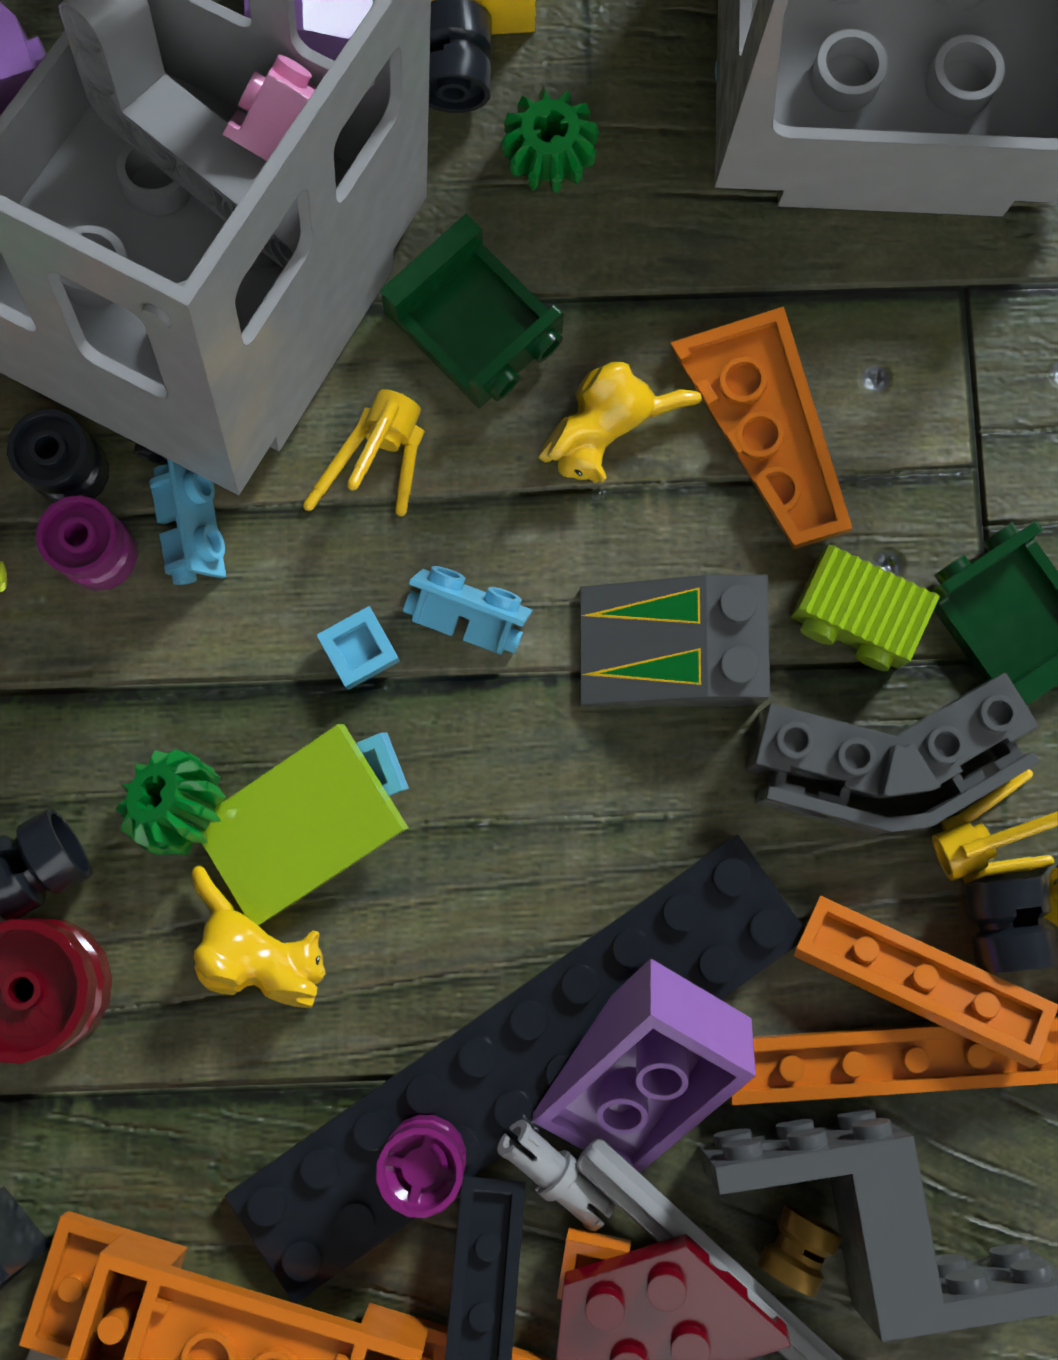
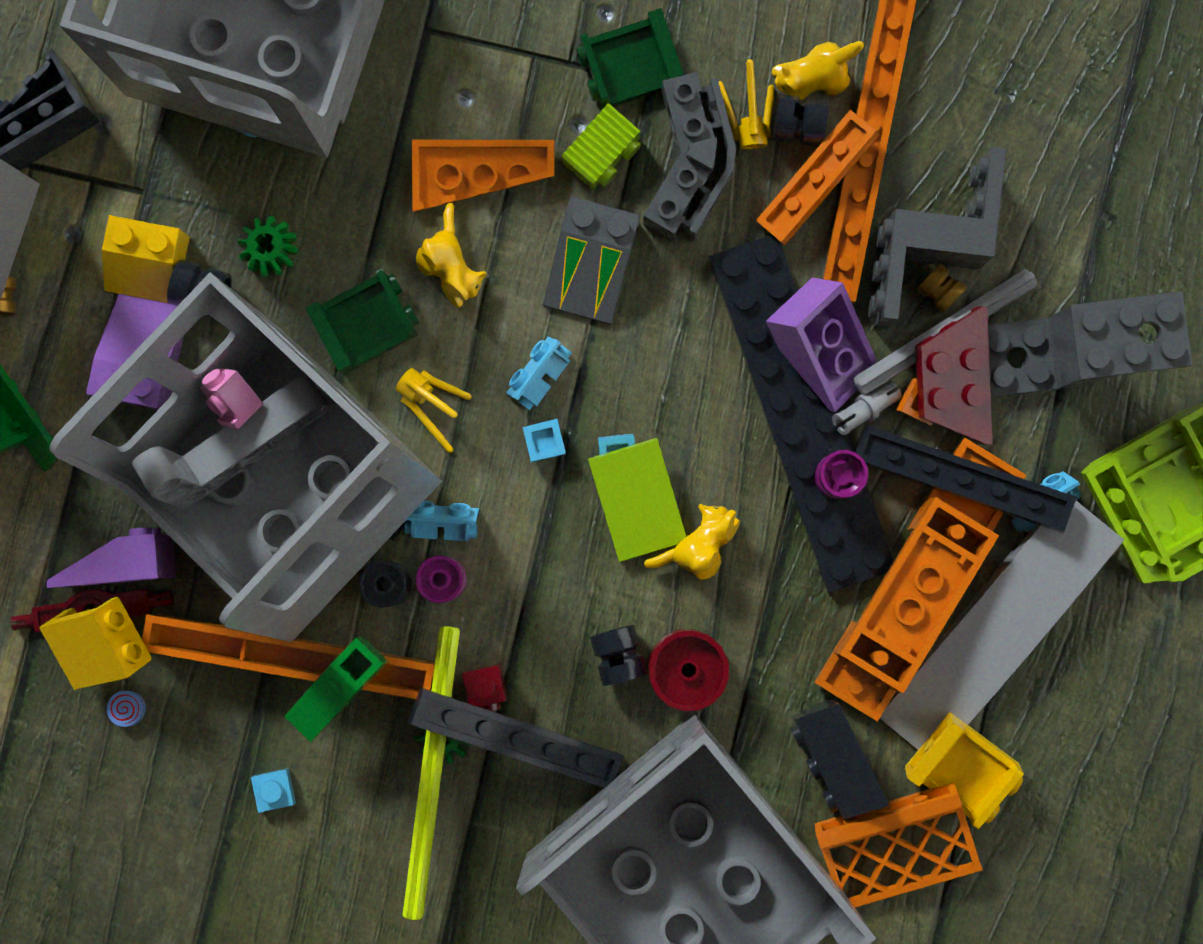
camera: 65 degrees left, 5 degrees up
(170, 803) = (605, 567): green gear -> none

